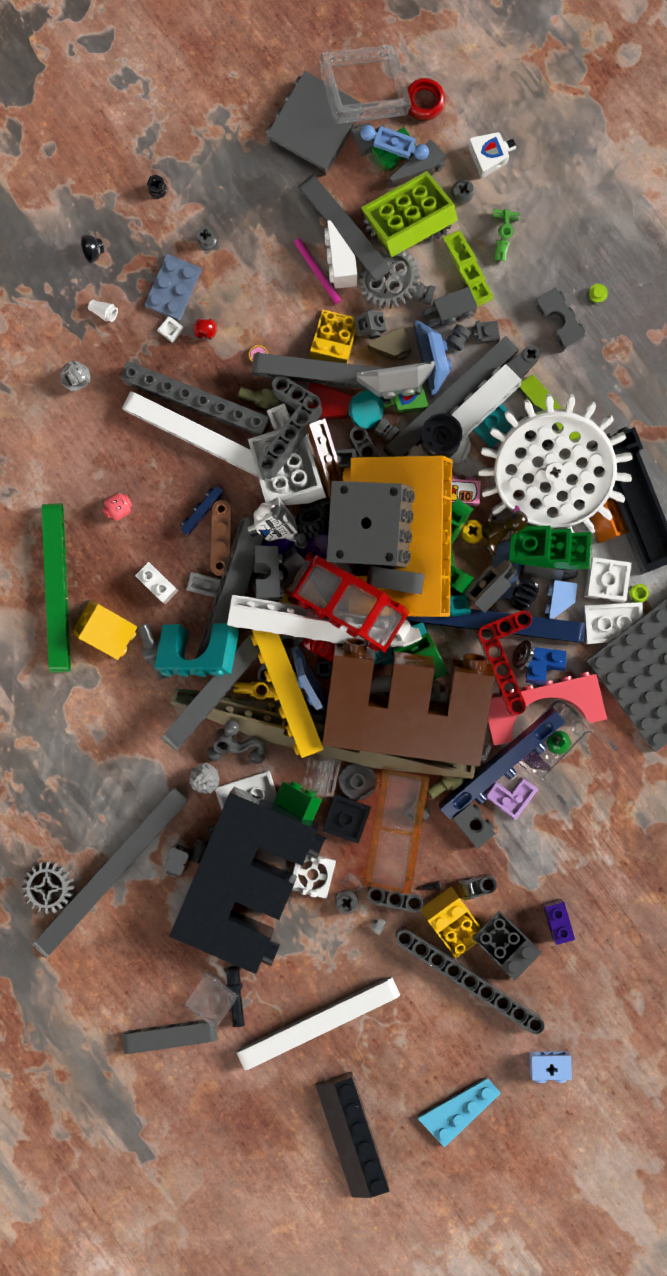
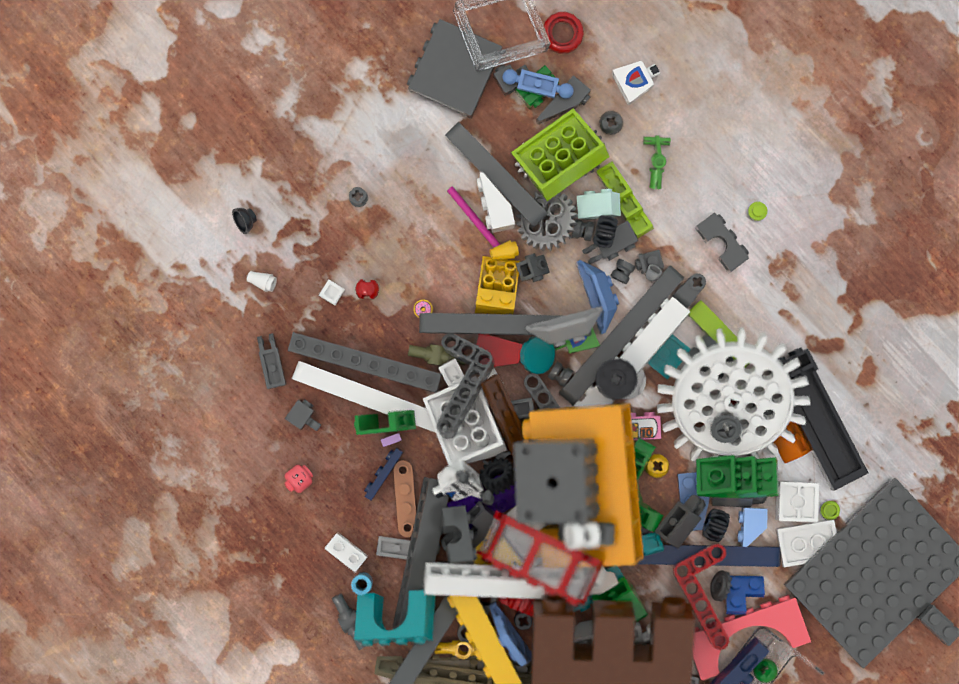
camera: 10 degrees left, 0 degrees up
(56, 588) = (245, 567): green beam -> none
(74, 376) = (241, 351): light grey piece -> none
(103, 392) = (271, 363): none -> dark grey hinge
(104, 630) = (298, 604): yellow slope -> none
(127, 445) = (301, 415): none -> dark grey brick
(153, 191) = (309, 150): black bush -> none
(162, 611) = (358, 590): none -> medium azure pin
(173, 287) = (330, 249): sand blue plate -> none
(213, 478) = (391, 439): none -> lavender tile
(222, 458) = (397, 422): none -> green panel
(344, 305) = (504, 251): none -> yellow cone
(389, 578) = (583, 535): none -> white wheel
(392, 345) = (557, 286): dark tan slope -> none
(442, 268) = (593, 204): none -> light aqua piece
(445, 291) = (605, 231): none -> black gear
(488, 341) = (653, 272): none -> light grey hinge
(497, 529) = (681, 462): dark brown animal -> none
(539, 503) = (720, 434): none -> dark grey gear

